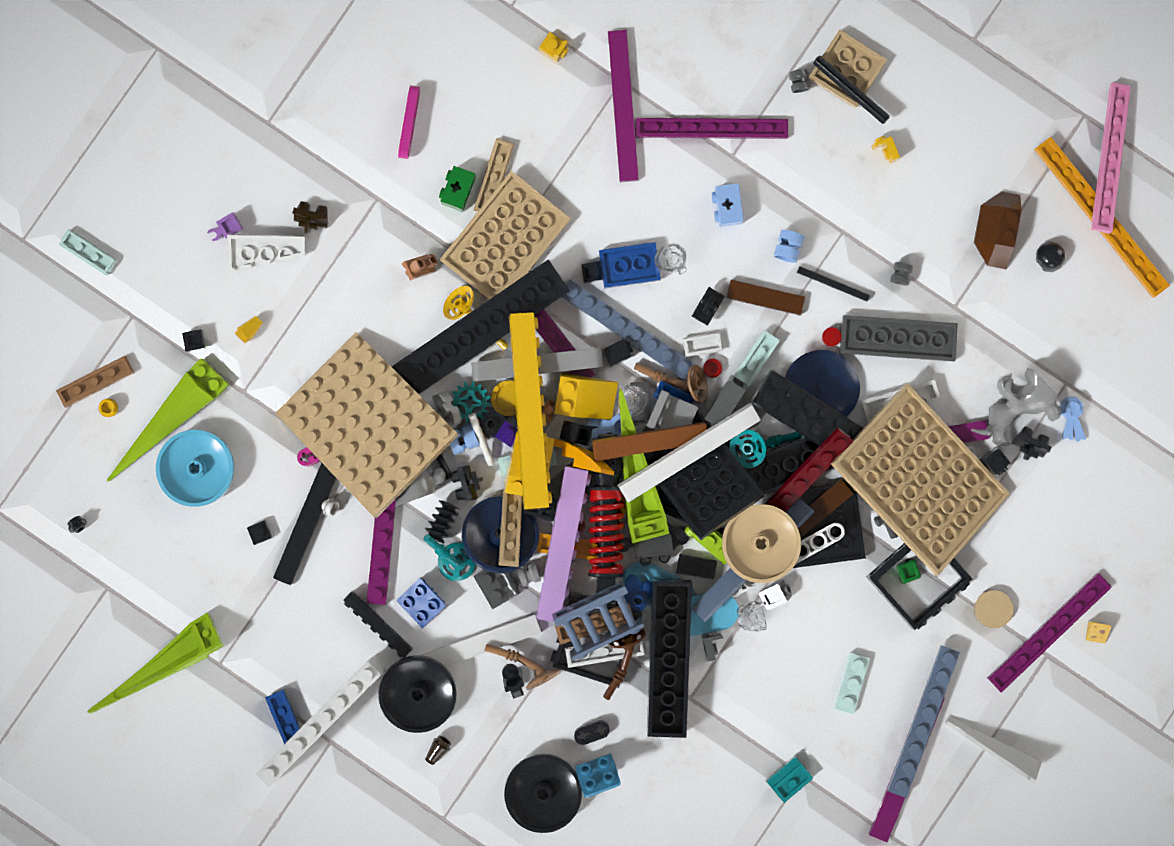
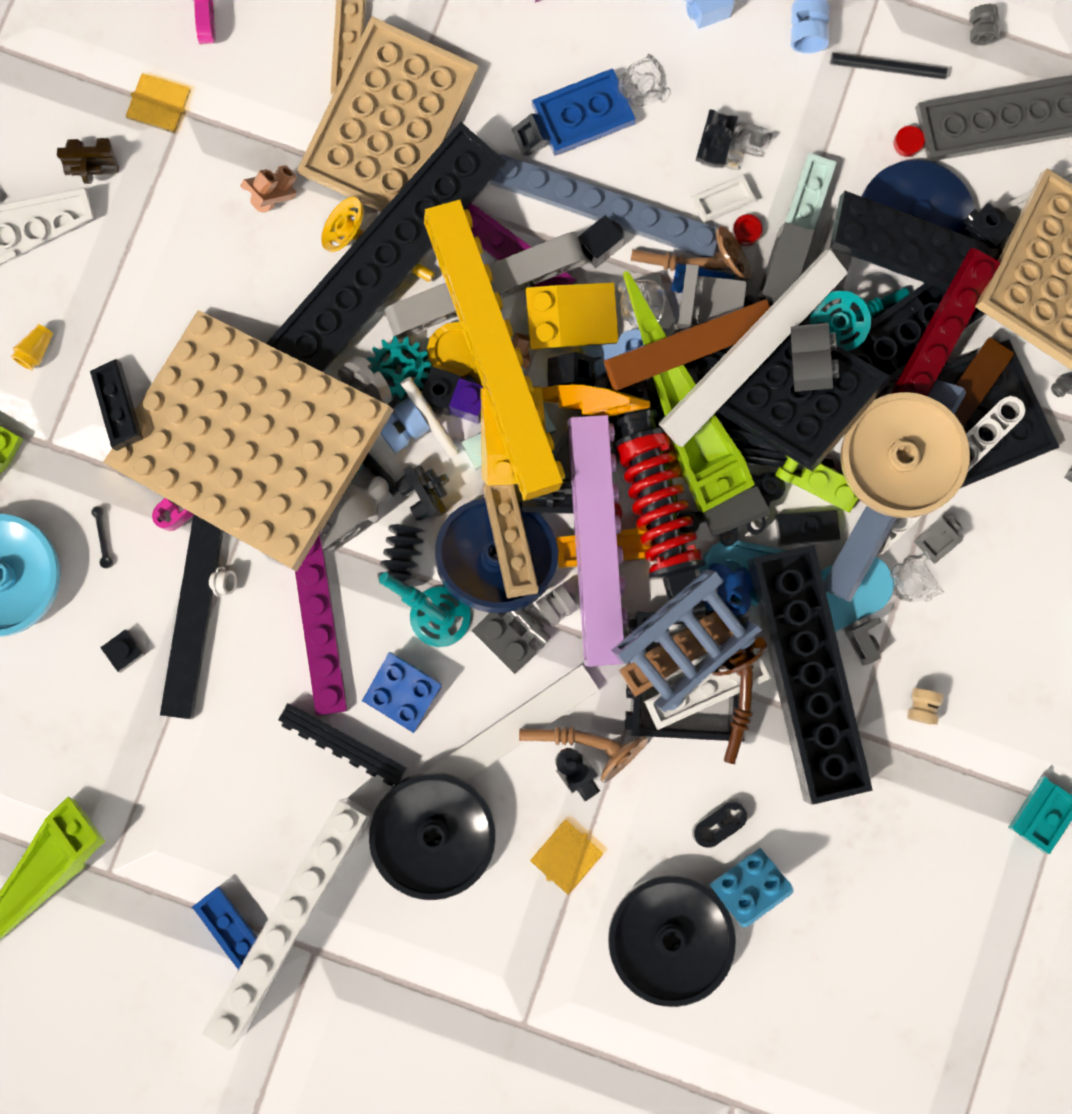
camera: 15 degrees left, 5 degrees down
(262, 474) = (105, 562): none -> black hinge
(291, 380) = (116, 404): none -> black tile
(363, 188) = (158, 103): none -> clear yellow piece
(438, 749) = (486, 917): dark brown cone -> none
(465, 180) = (298, 64): green brick -> none
(495, 727) = (566, 857): none -> clear yellow piece
(721, 469) = (812, 357): none -> dark grey brick
(727, 309) = (747, 140): none -> clear piece
(735, 695) = (925, 706): none -> tan wheel
(765, 297) = (797, 109): reddish brown tile -> none
(865, 407) = (988, 225): none -> black brick

